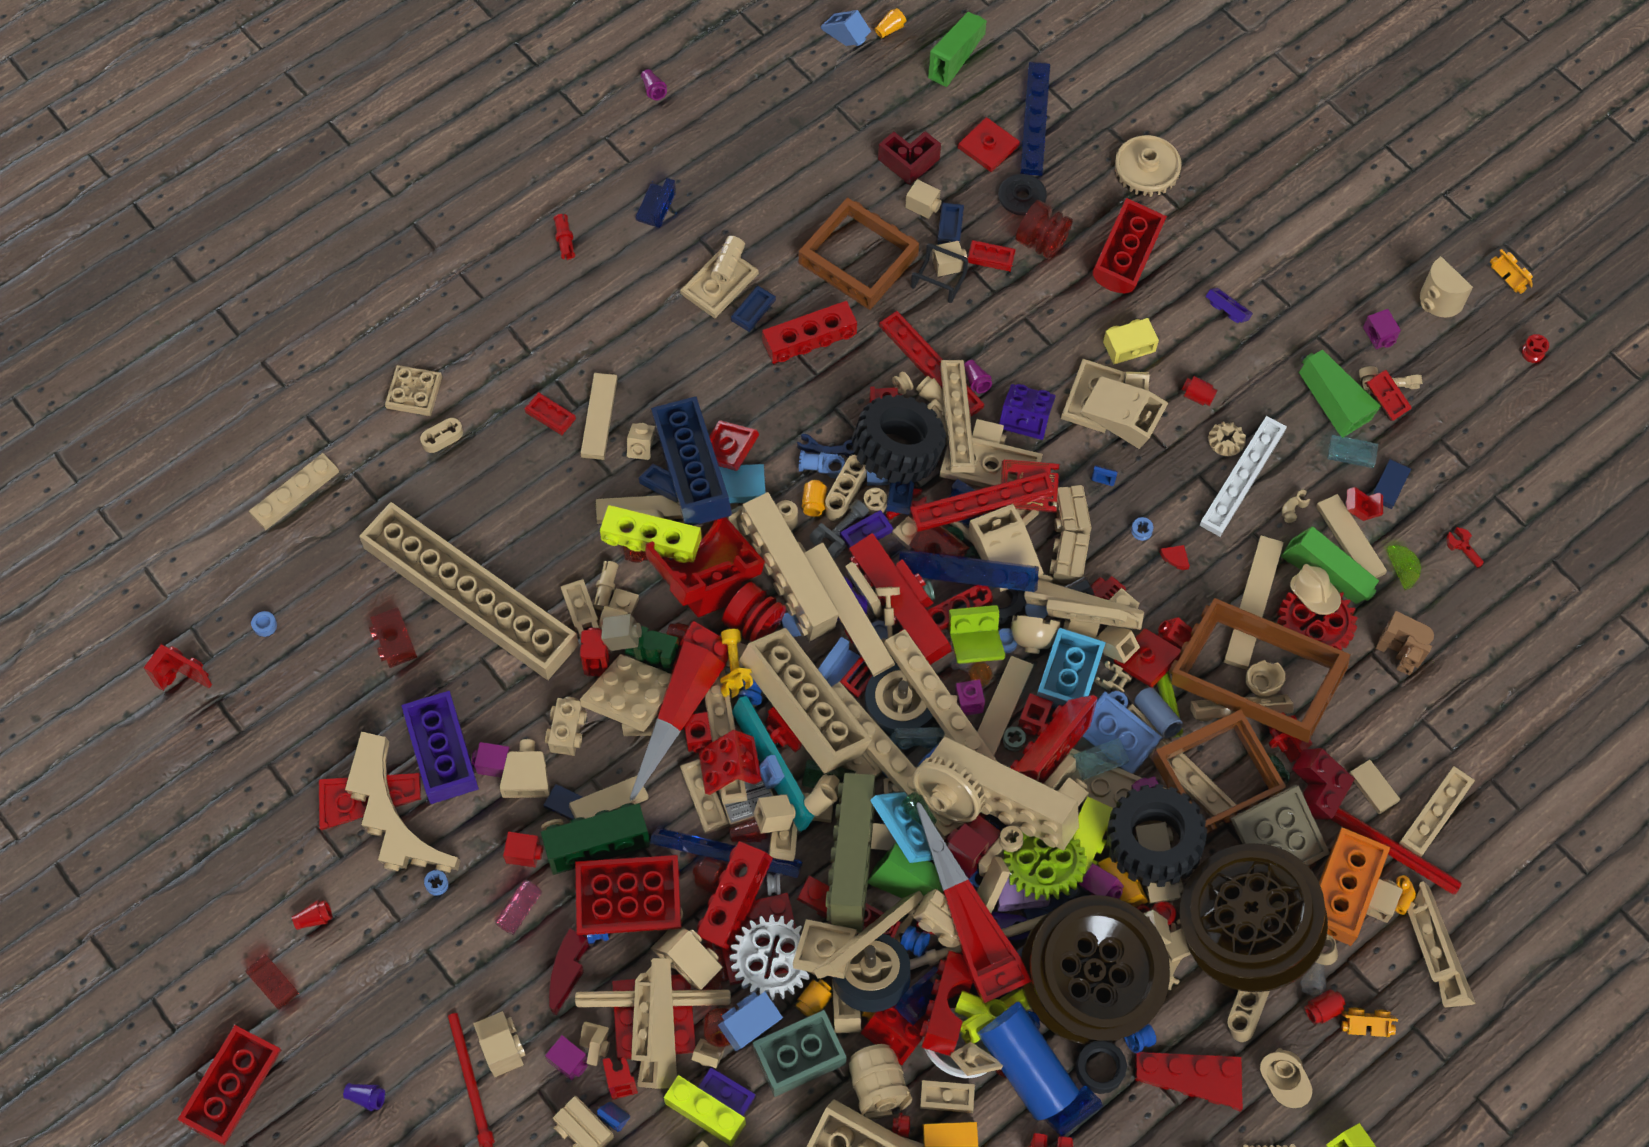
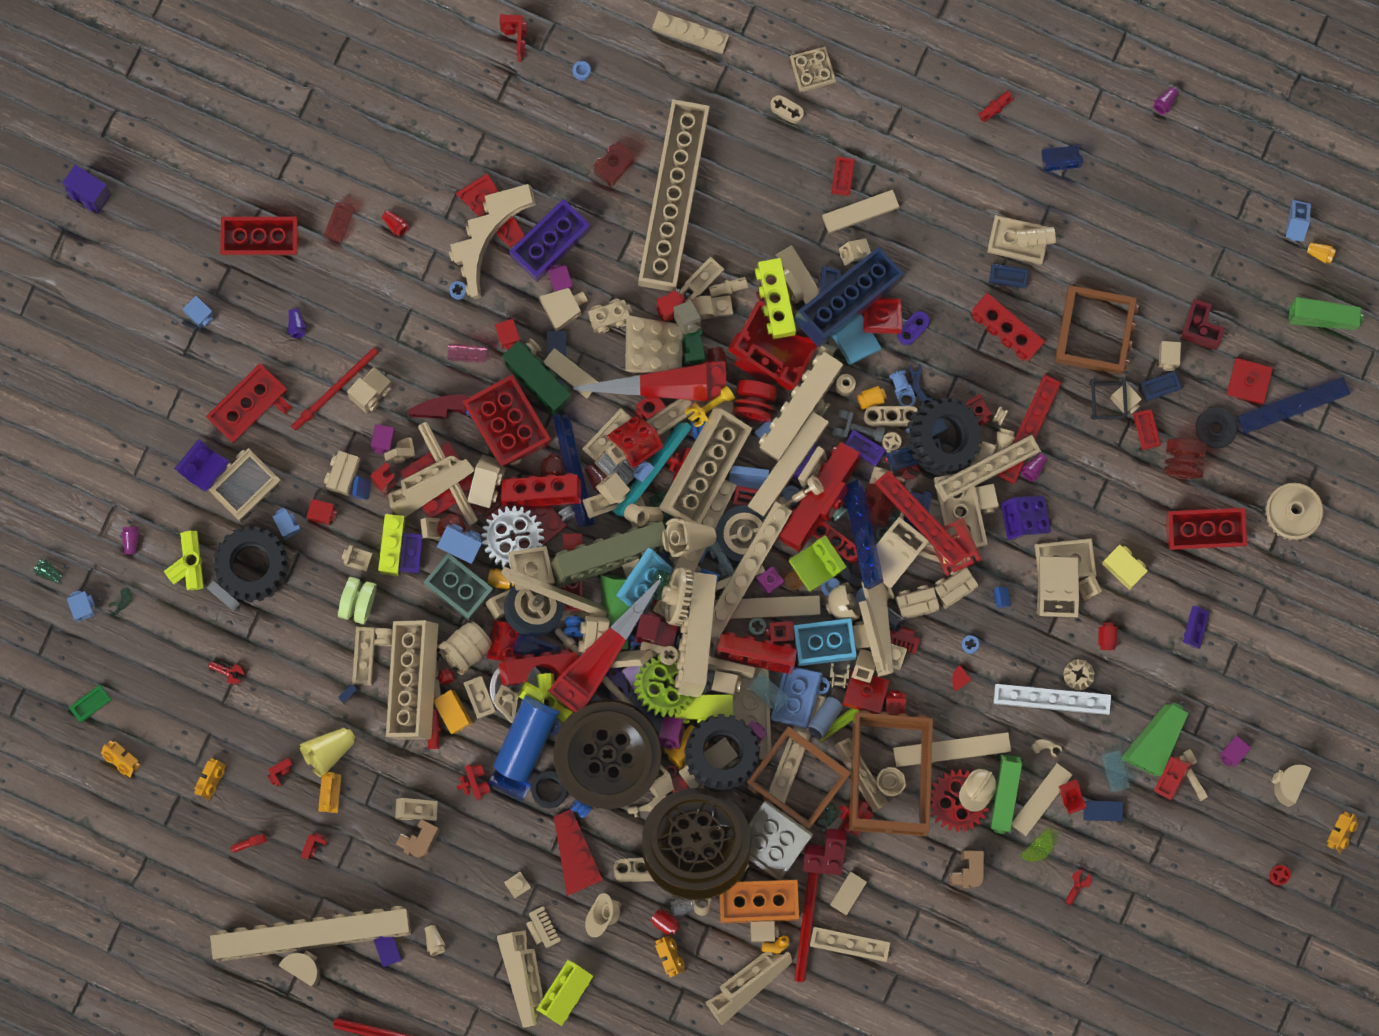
camera: 60 degrees right, 15 degrees up
(761, 423) = (911, 328): none -> dark purple plate
(879, 753) = (686, 537): none -> tan cone

